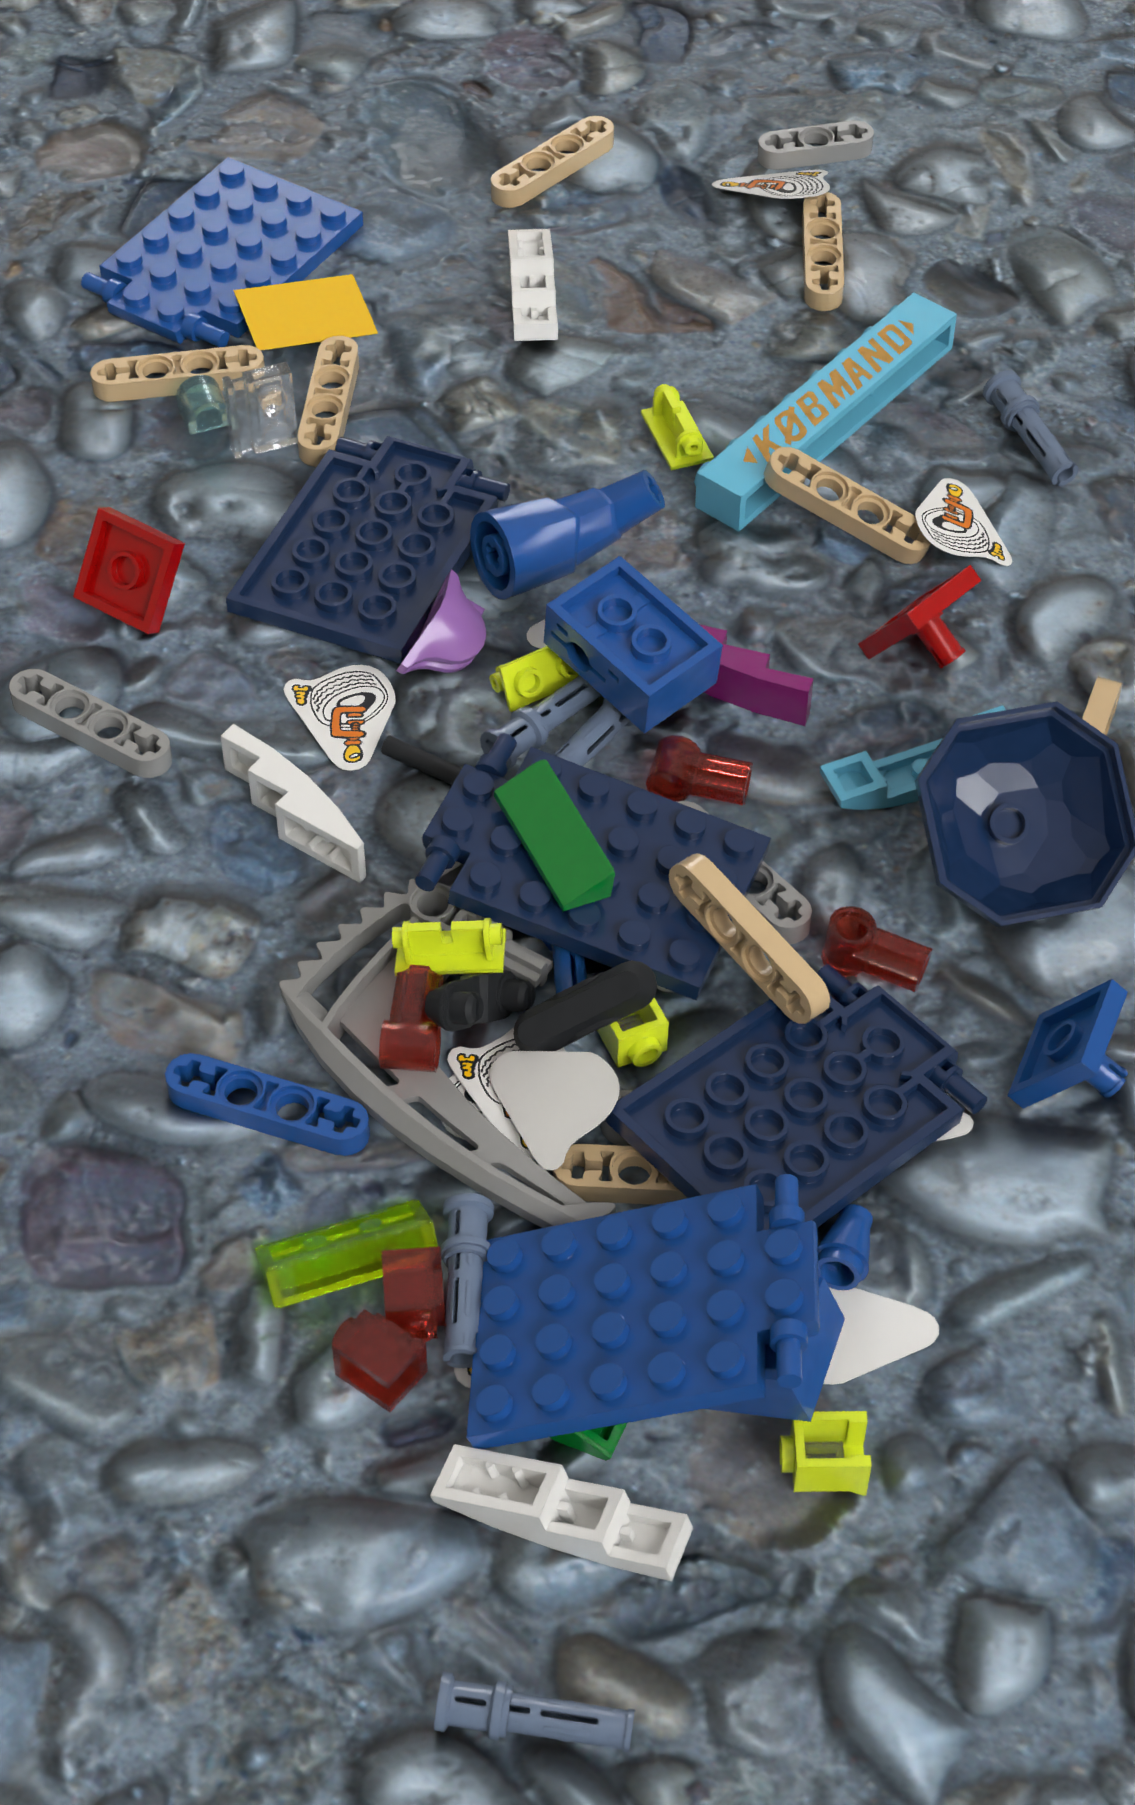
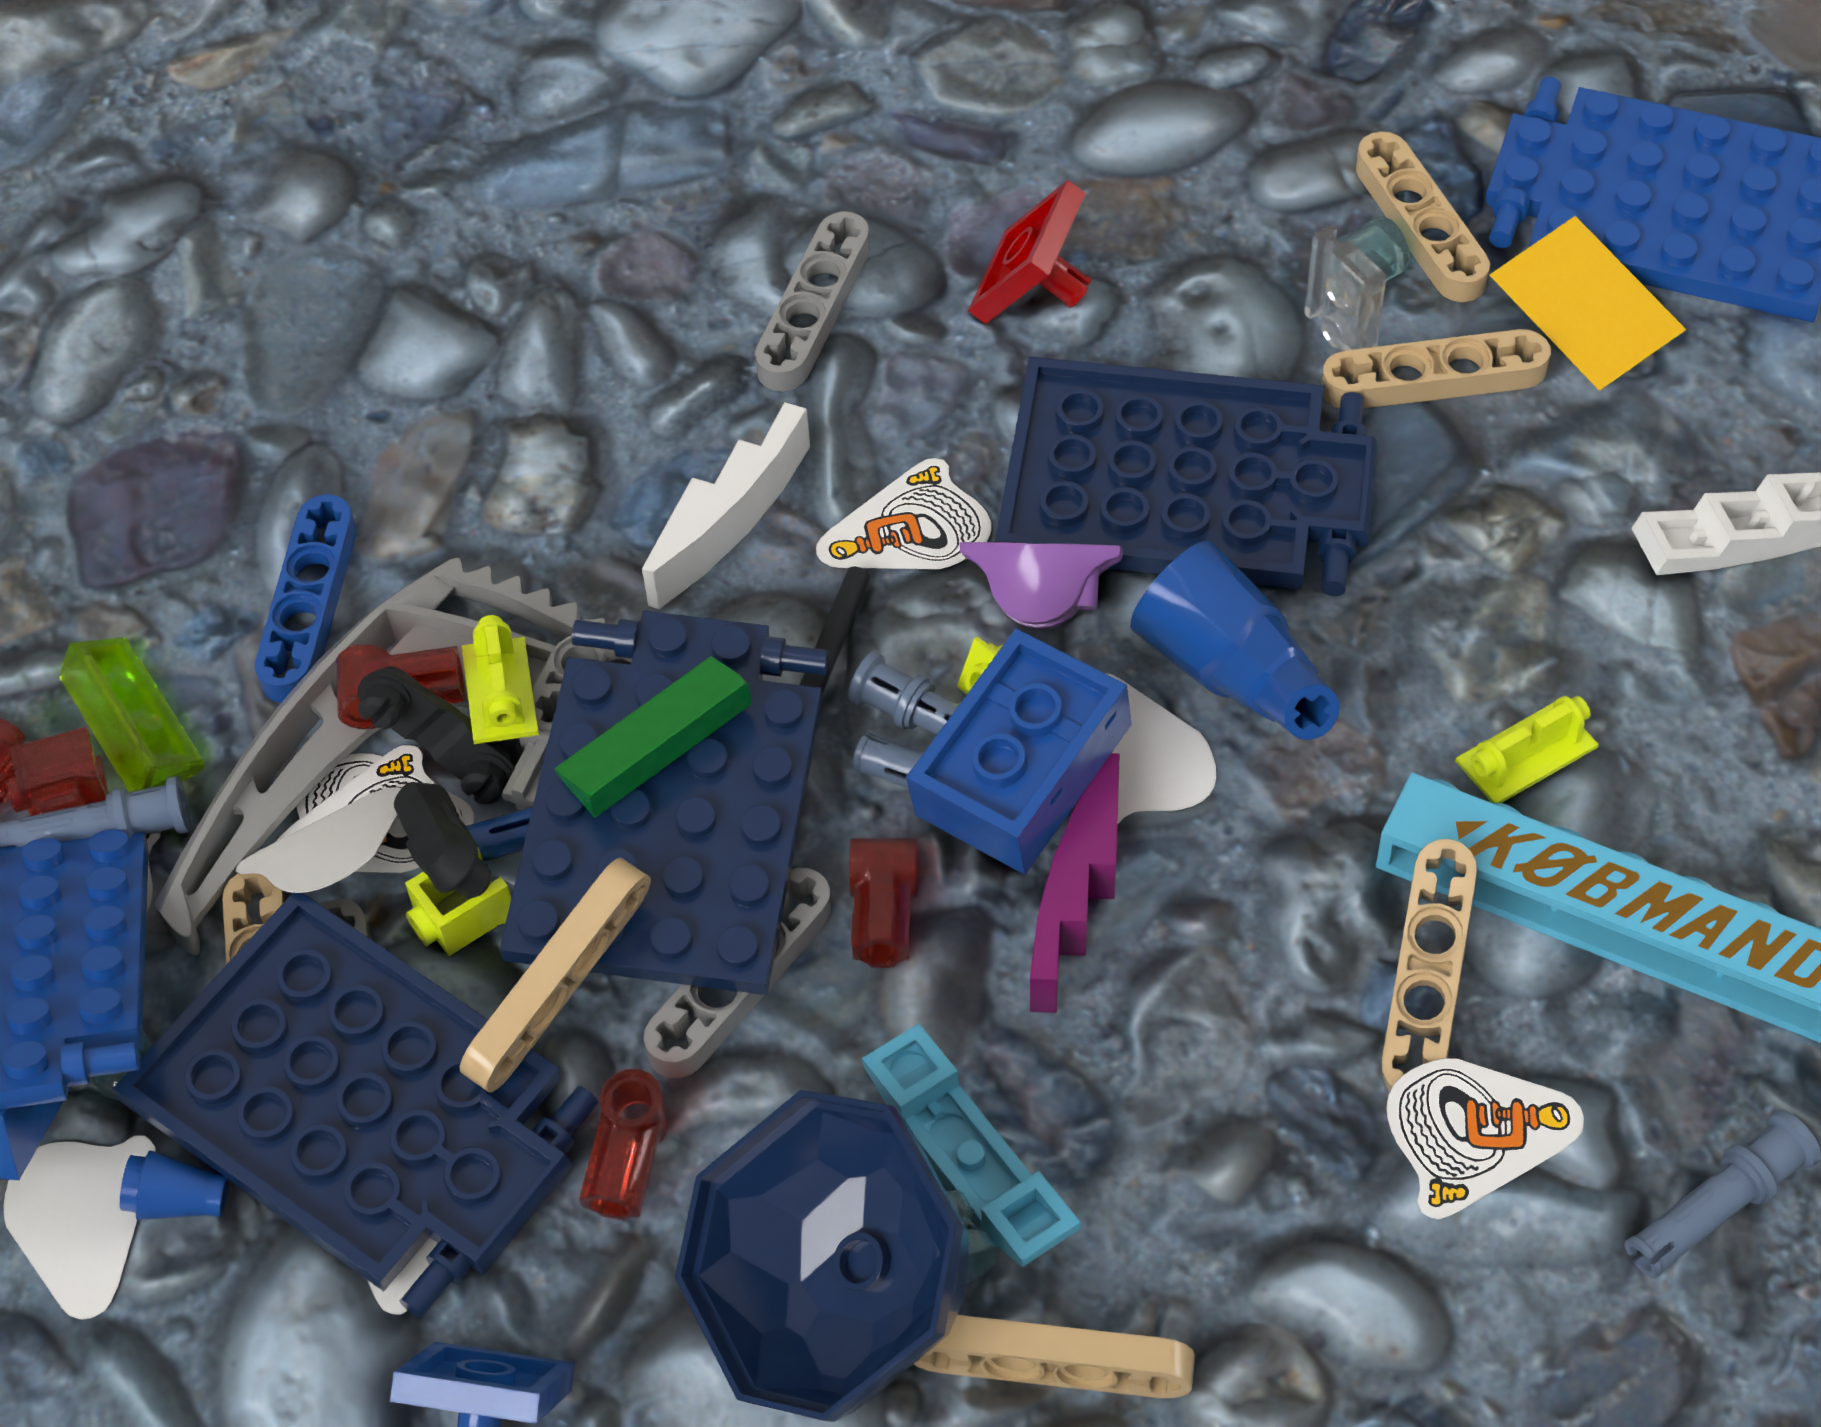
camera: 80 degrees right, 5 degrees up
(924, 619) = (1225, 1097): red tile -> none

